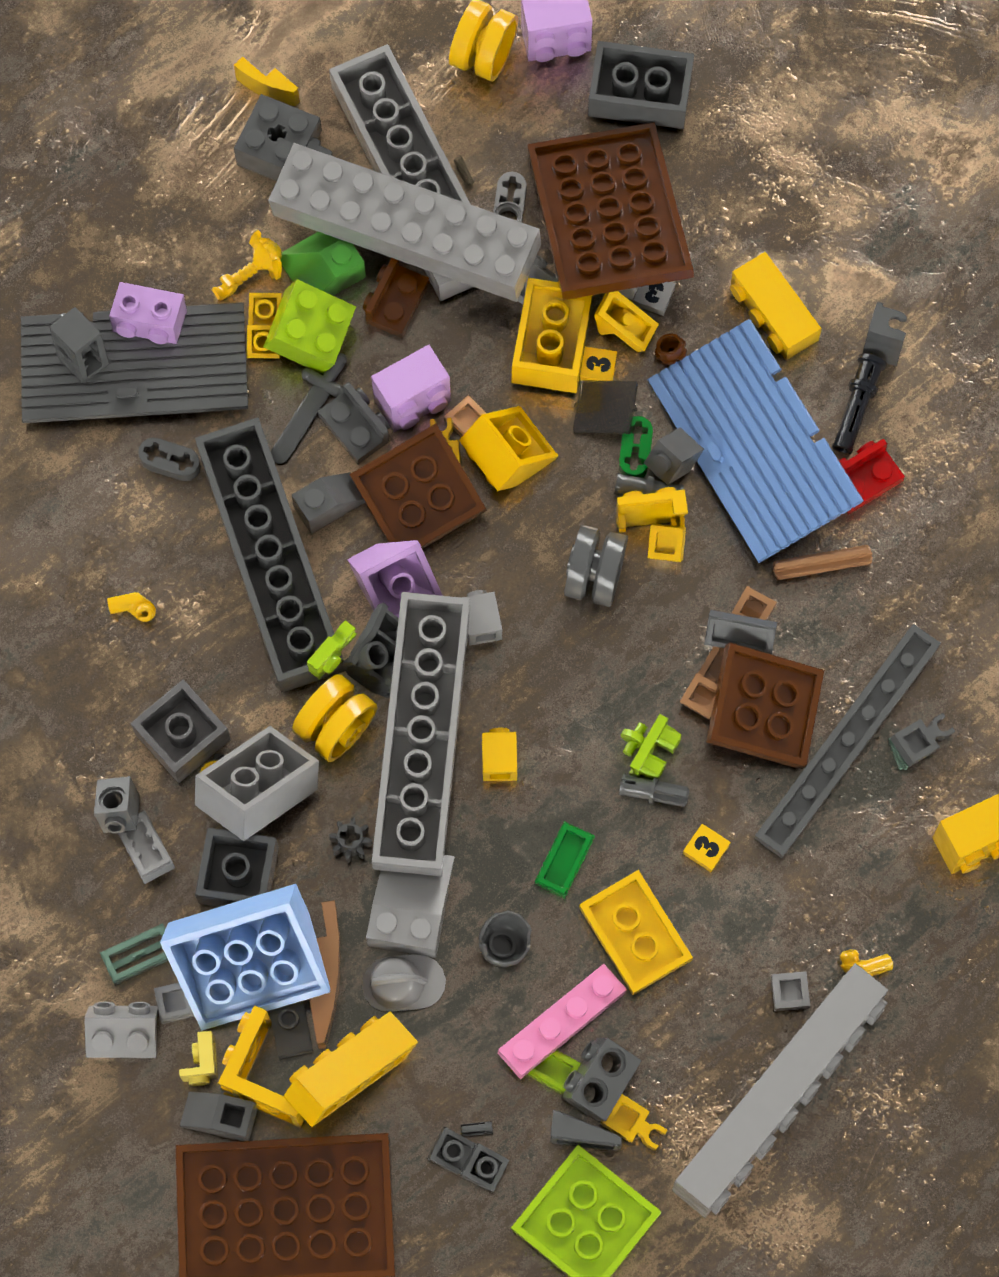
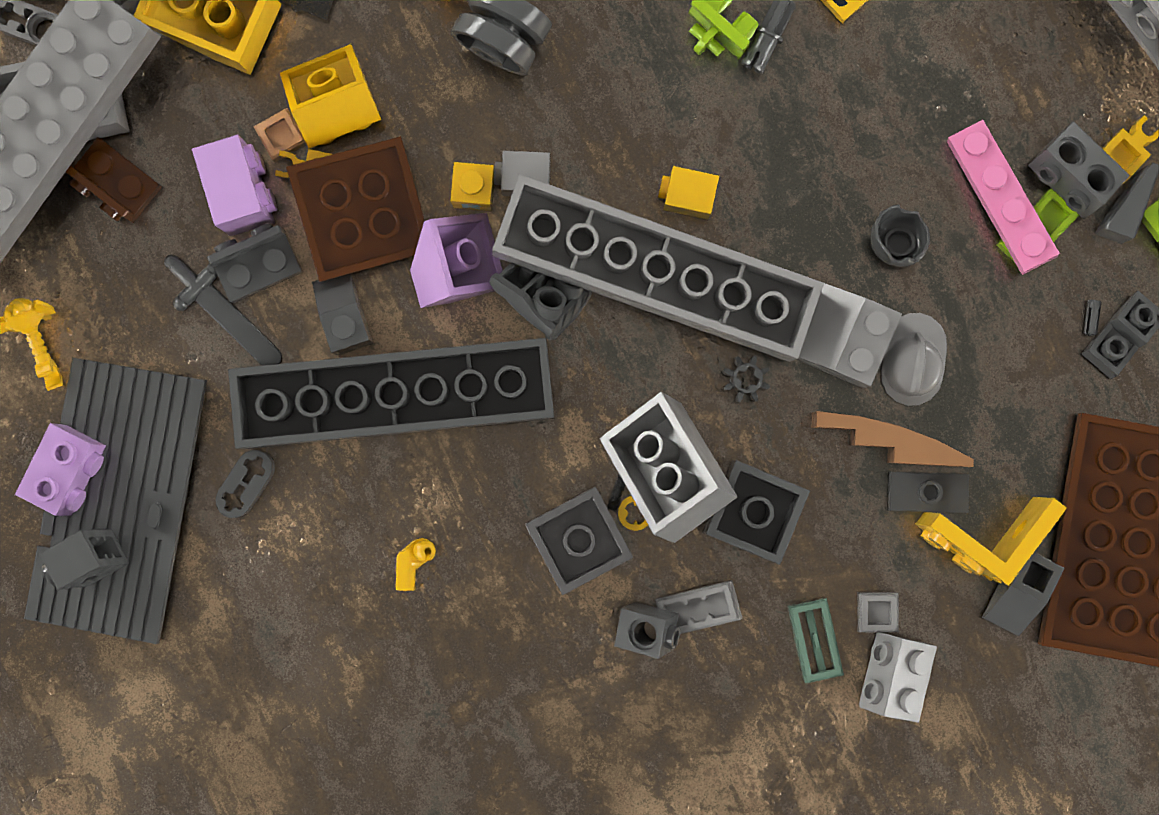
camera: 80 degrees left, 15 degrees up
(204, 1053) = (948, 591): light yellow bracket -> none
(246, 956) = (860, 522): light blue slope -> none
(261, 316) = (108, 339): yellow slope -> none
(309, 326) = (126, 285): lime brick -> none
(324, 263) = (52, 256): bright green slope -> none
(328, 654) = (545, 353): lime plate -> none
(334, 717) = (614, 360): yellow wheel -> none
(349, 1068) = (1019, 437): yellow brick -> none
(459, 575) = (472, 186): none -> yellow brick
(564, 860) = (820, 152): green tile -> none
(635, 932) = (922, 94): yellow plate -> none

